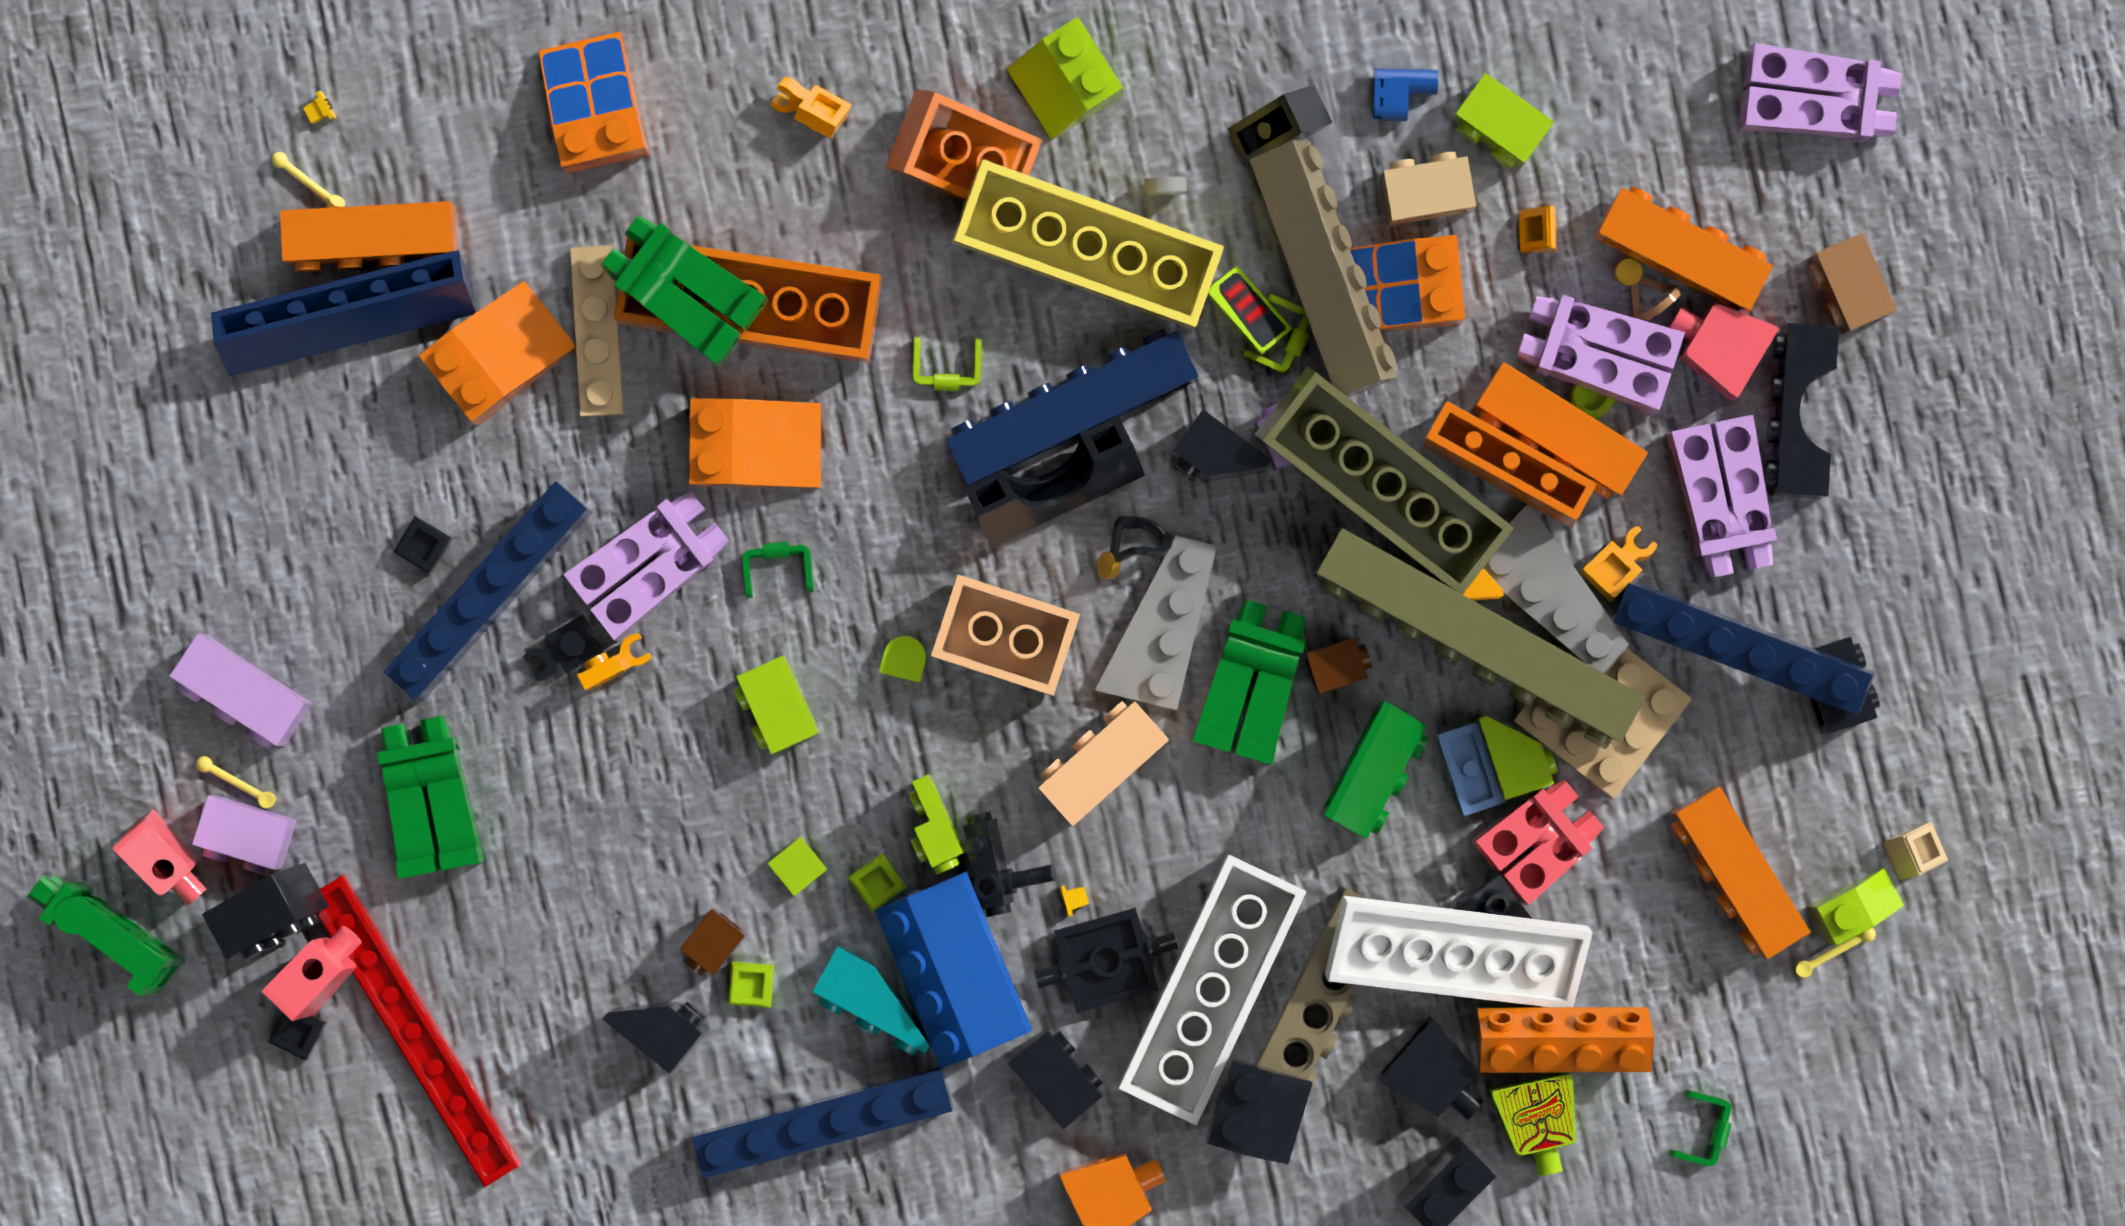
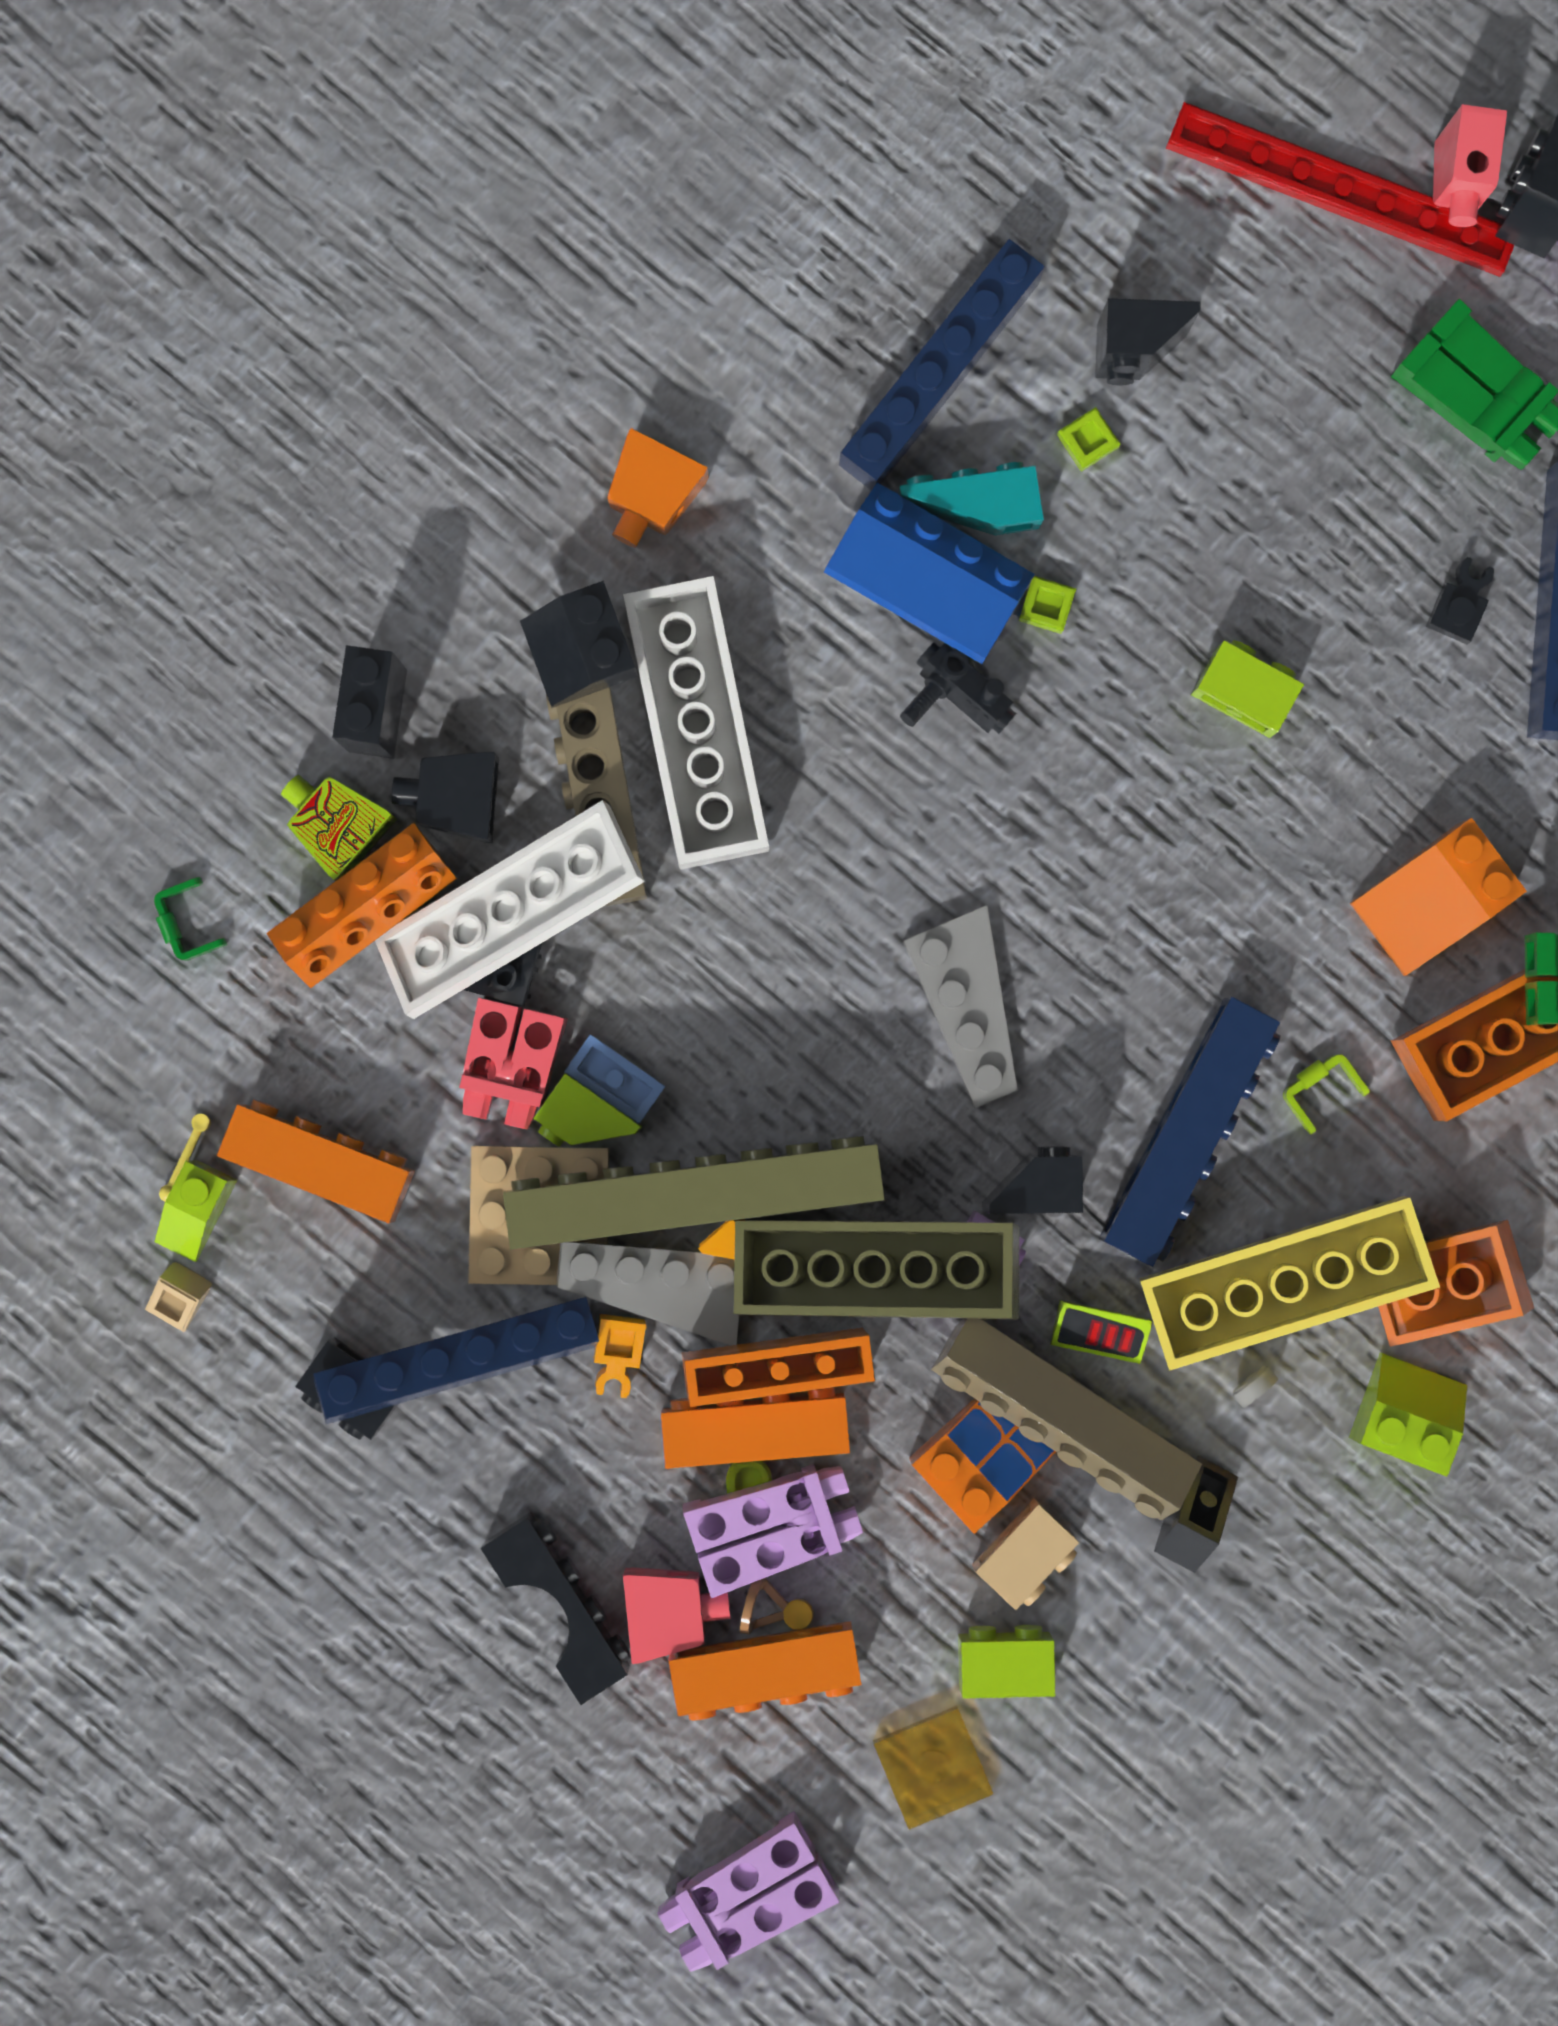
camera: 135 degrees right, 0 degrees up
(297, 1036) = (1434, 111): black tile -> none
(603, 669) = (1417, 609): light orange plate -> none
(678, 560) = (1451, 723): lavender hips -> none
(712, 943) = (1149, 447): reddish brown brick -> none
(776, 550) = (1348, 819): green piece -> none
(797, 866) = (1125, 567): lime tile -> none
(904, 659) = (1168, 810): lime tile -> none
(937, 838) = (1026, 678): lime plate -> none
(1005, 635) = (1100, 892): light nougat brick -> none
(1056, 1077) = (771, 551): black brick -> none
(1073, 898) = (870, 715): yellow piece -> none
(1098, 466) = (1178, 1008): black arch -> none
(1101, 761) = (937, 844): light nougat brick -> none
(1106, 960) = (804, 682): black plate -> none
(1109, 562) = (1057, 1025): black piece -> none
(1275, 661) = (882, 1034): green hips -> none
(1295, 344) = (1038, 1333): lime piece -> none
(1338, 665) = (794, 1082): reddish brown brick -> none
(1375, 770) = (694, 1014): green slope -> none
(1393, 87) = (1122, 1621): blue piece -> none
(1538, 230) = (903, 1592): light orange slope -> none
(1612, 86) = (933, 1767): none -> clear yellow tile
(1713, 521) = (537, 1476): lavender hips -> none
(1851, 284) = (597, 1750): medium nougat brick -> none

